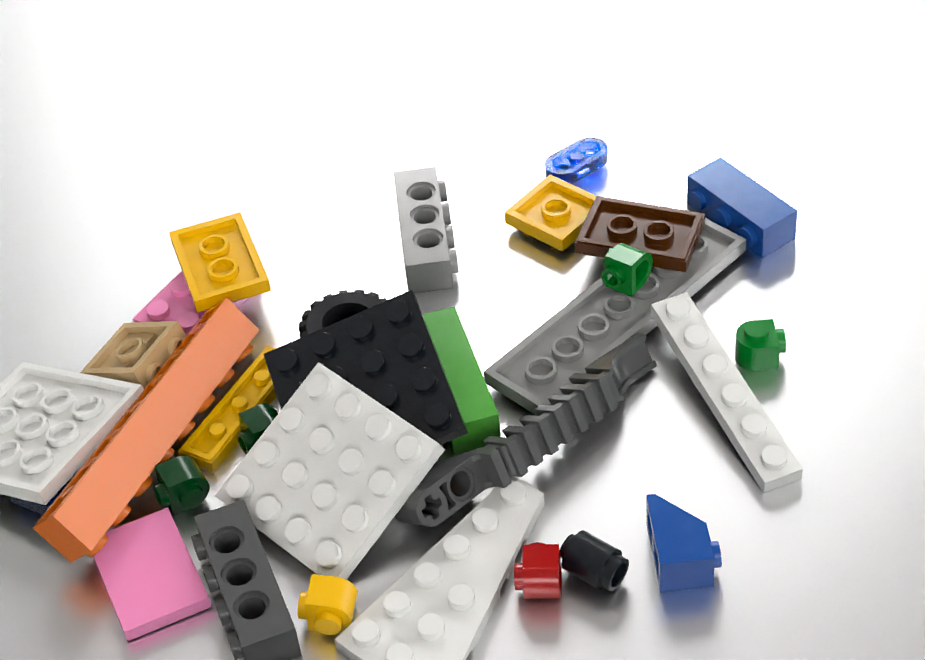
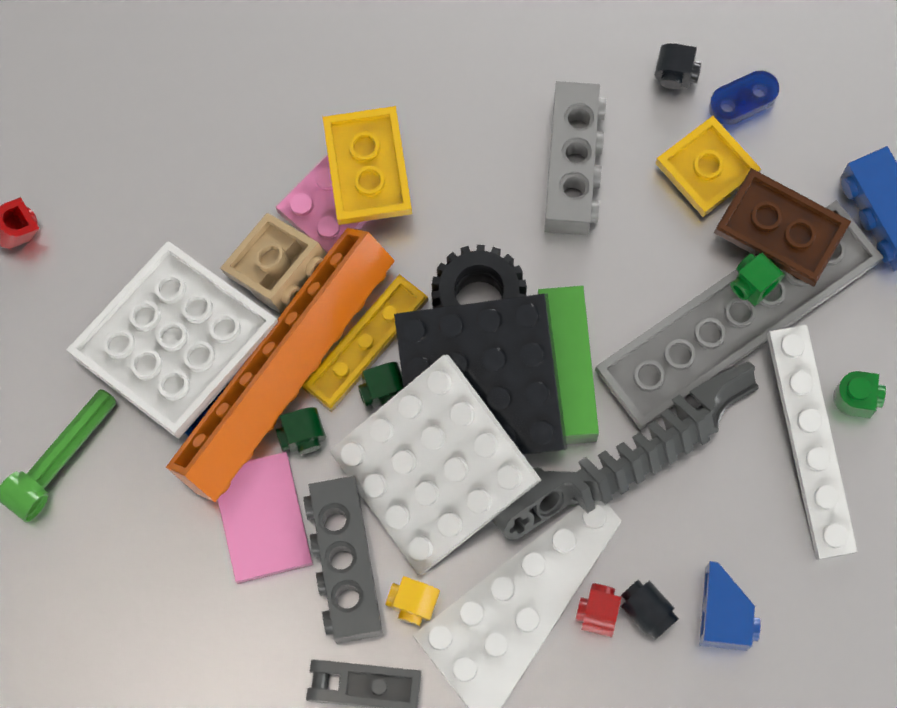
camera: 10 degrees right, 30 degrees up
(507, 150) = (677, 66): none -> black plate

